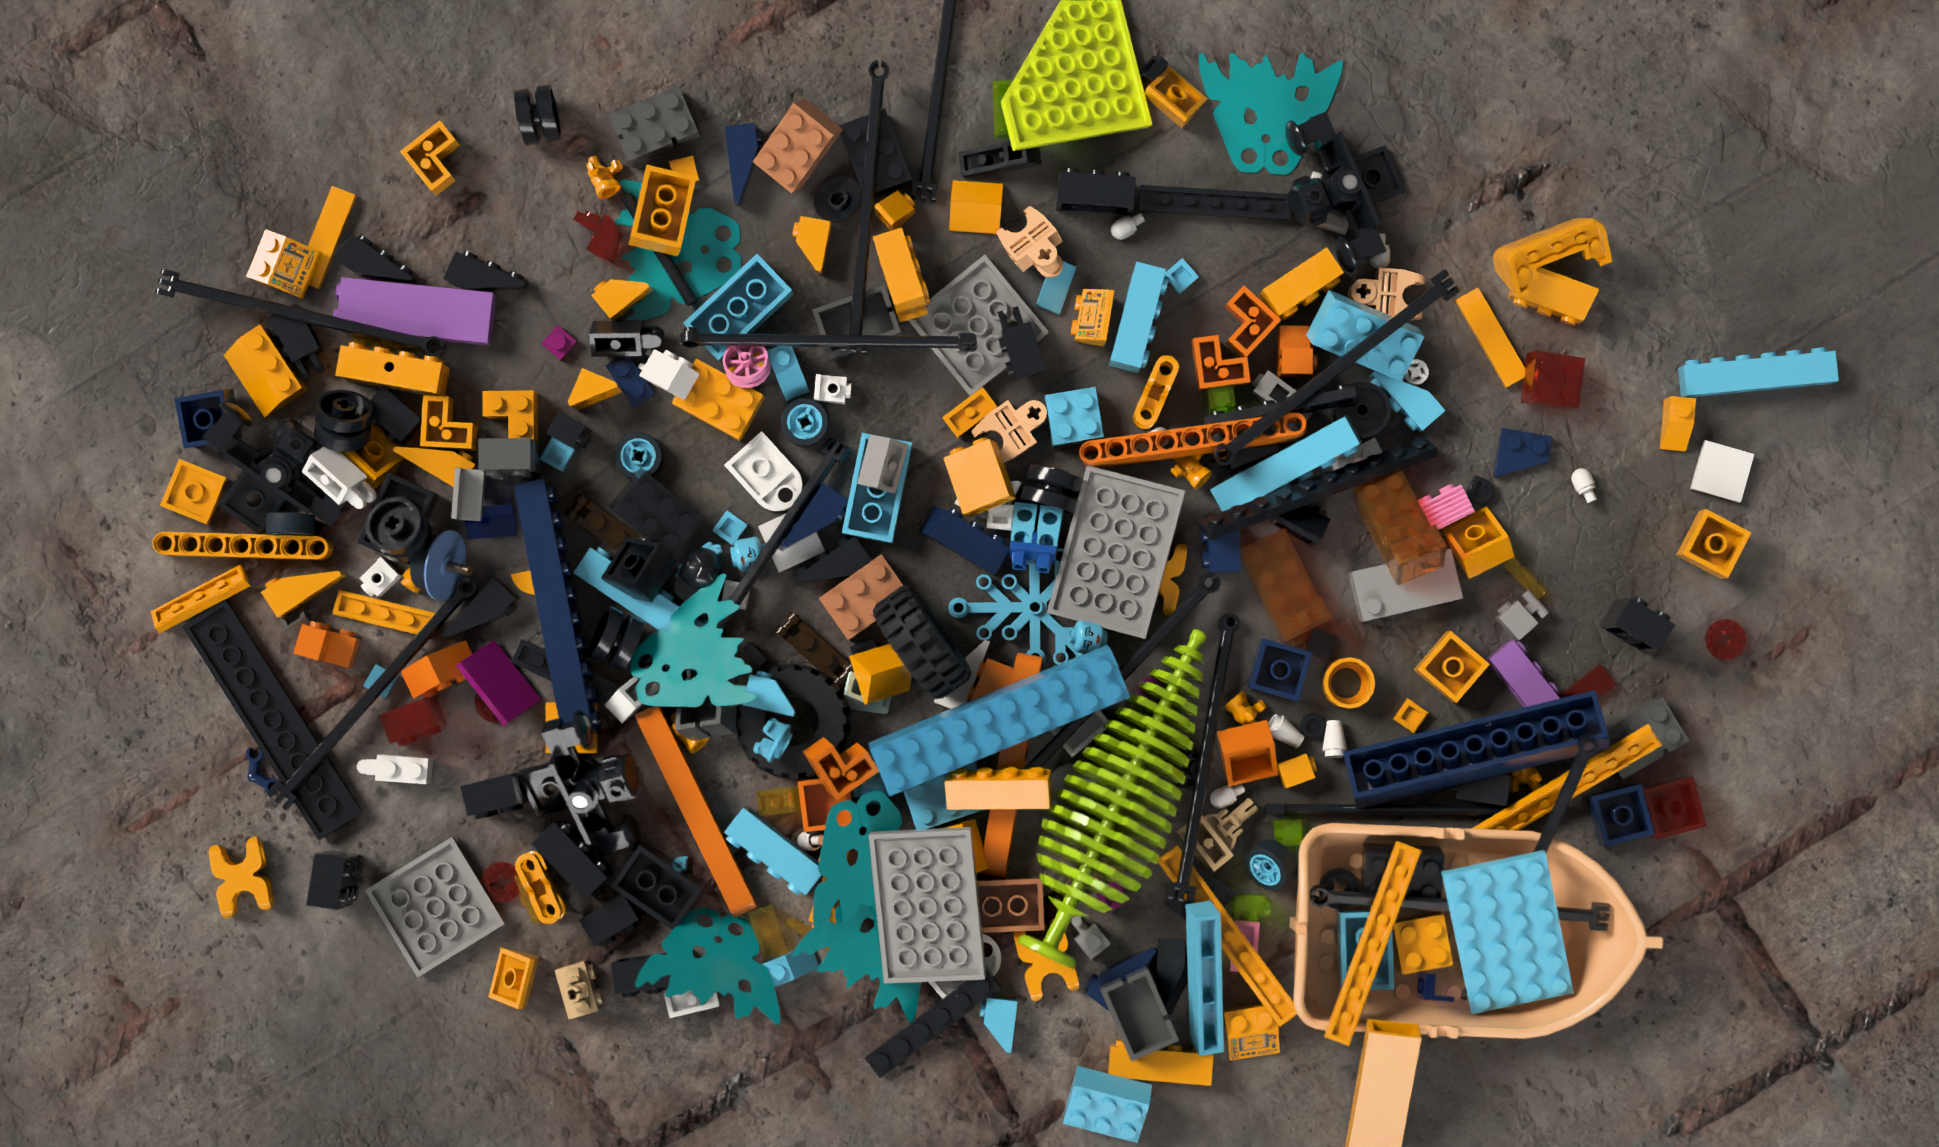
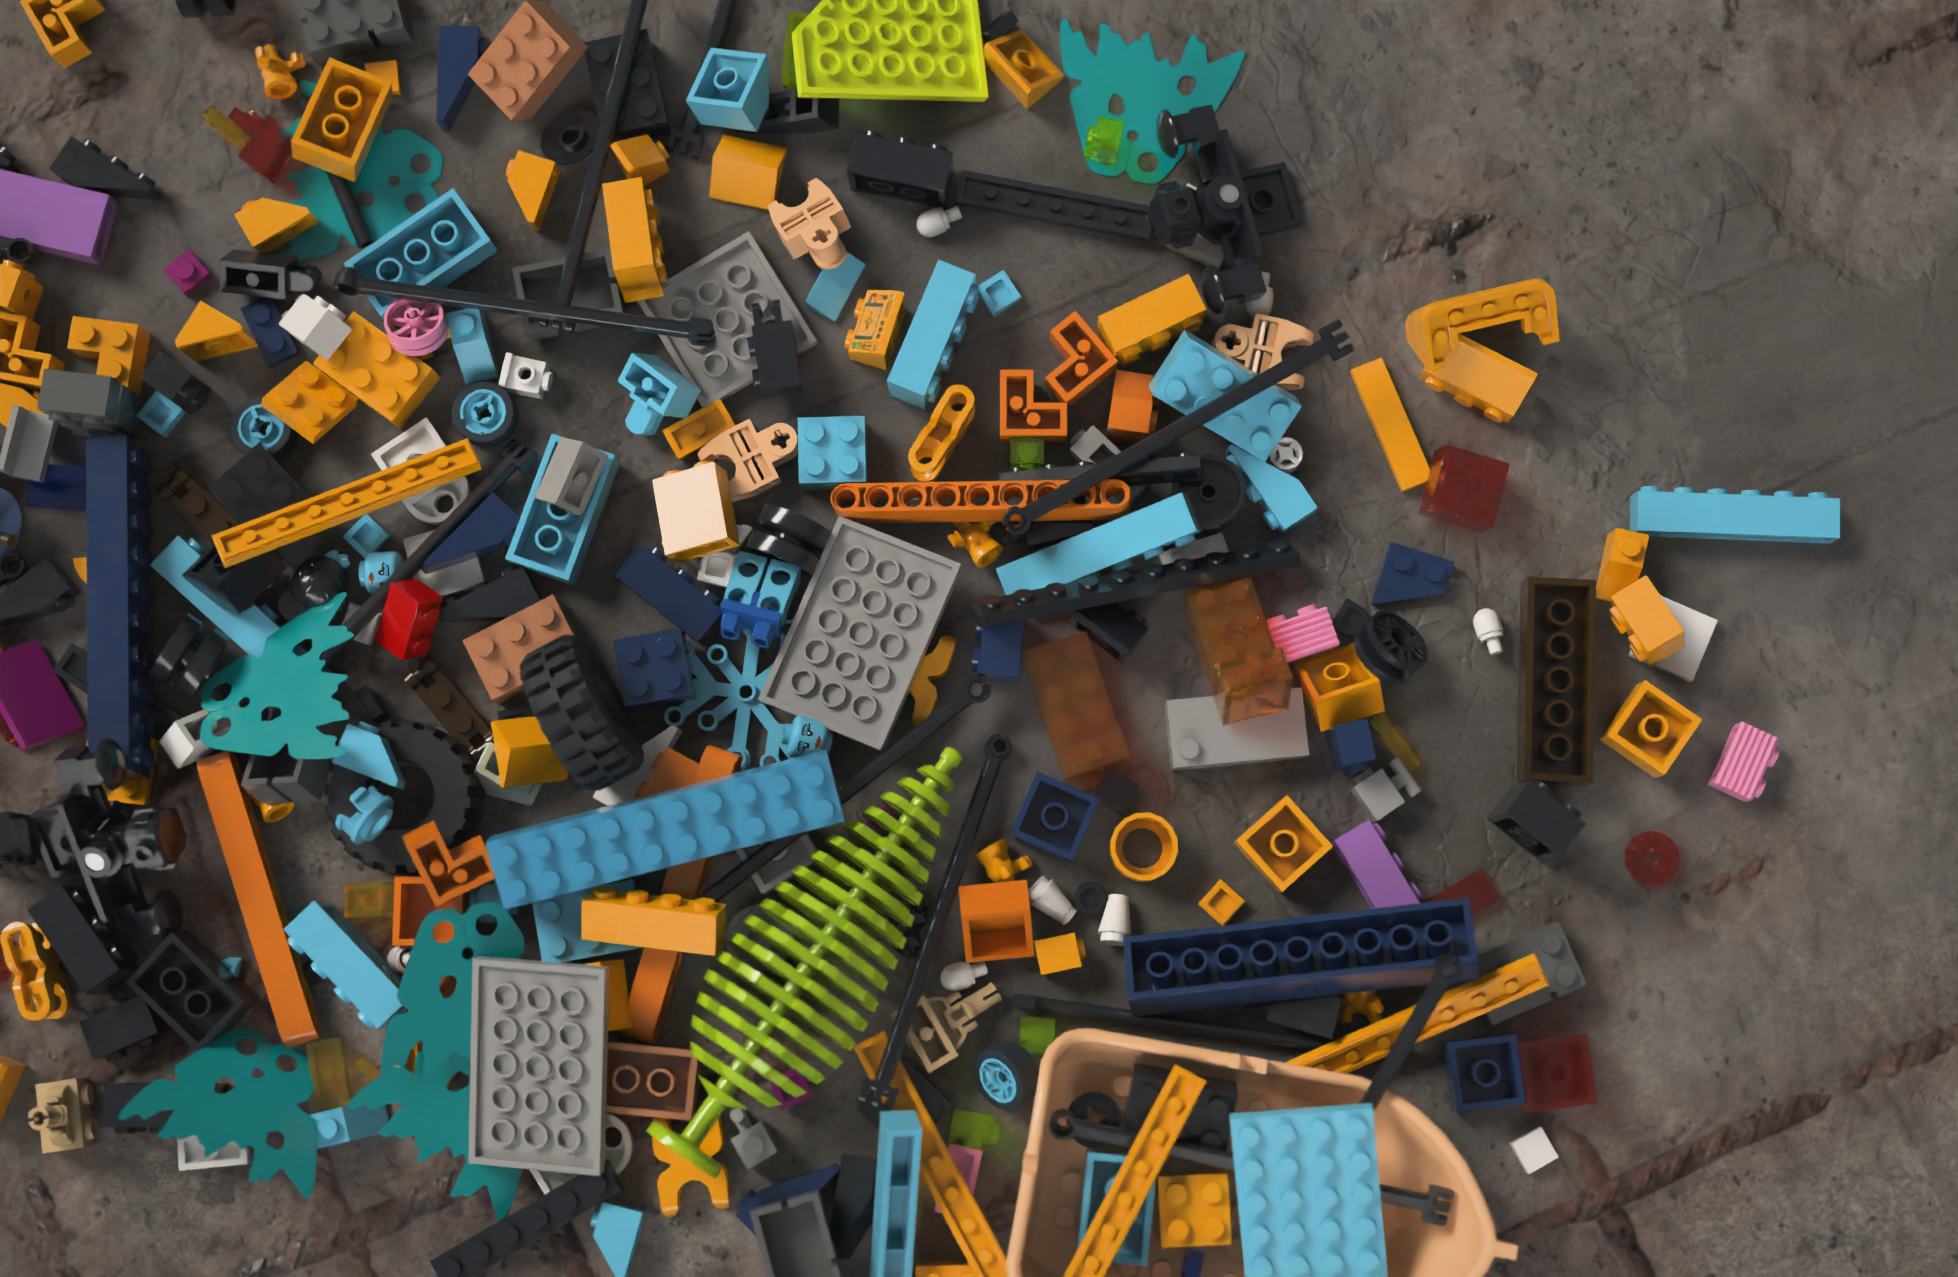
camera: 10 degrees right, 5 degrees down
(571, 227) = (225, 127): none -> clear yellow axle
(671, 431) = (309, 402): none -> light orange plate
(717, 506) = (346, 502): none -> light orange tile
(776, 587) = (409, 619): none -> red brick
(934, 389) = (656, 392): none -> medium azure brick
(956, 146) = (731, 89): none -> medium azure slope
(966, 600) = (654, 669): none -> dark blue brick
(1246, 147) = (1104, 140): none -> clear neon green brick
(1493, 588) = (1351, 746): none -> dark blue brick
(1513, 509) = (1390, 648): none -> black wheel
(1639, 517) = (1556, 681): none -> dark brown brick
(1663, 866) = (1533, 1150): none -> white tile
(1702, 464) = (1647, 621): none -> light orange brick
(1786, 558) = (1744, 762): none -> bright pink brick

